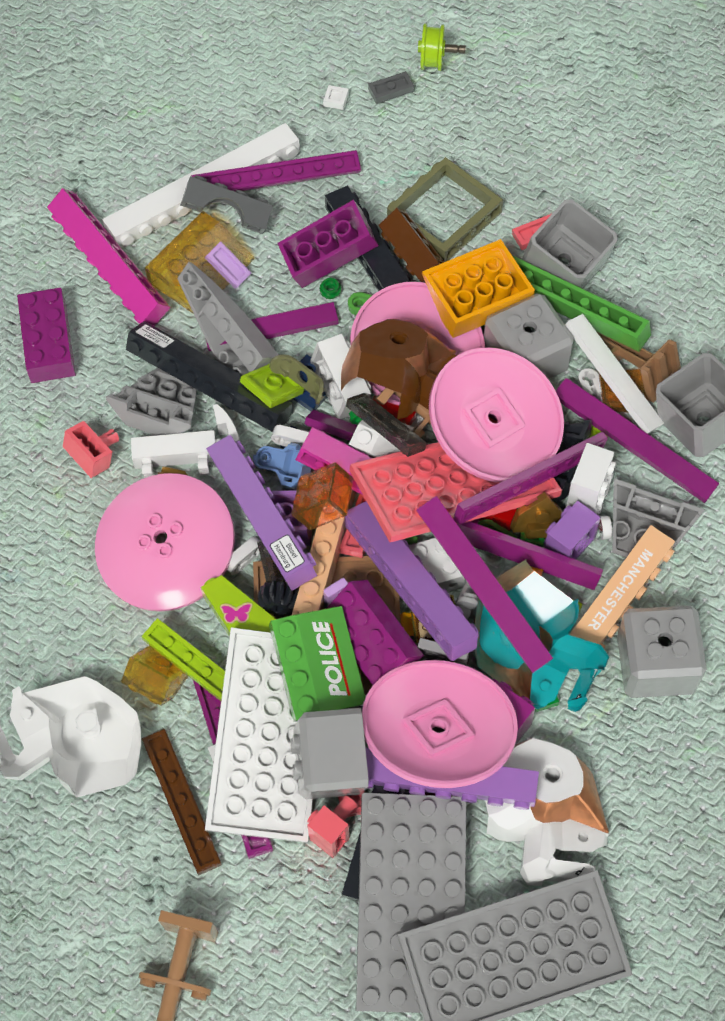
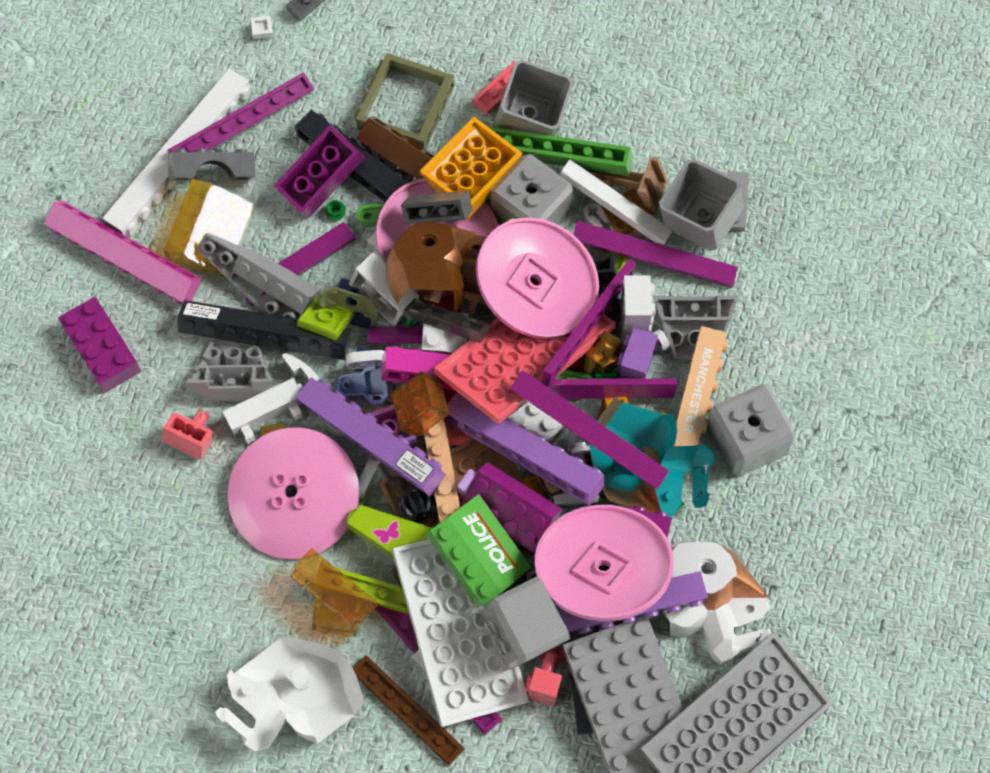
camera: 25 degrees left, 5 degrees up
(156, 647) = (338, 588): none -> clear orange windscreen
(227, 265) = (235, 221): lavender tile -> none
(423, 311) = (437, 207): none -> dark grey brick

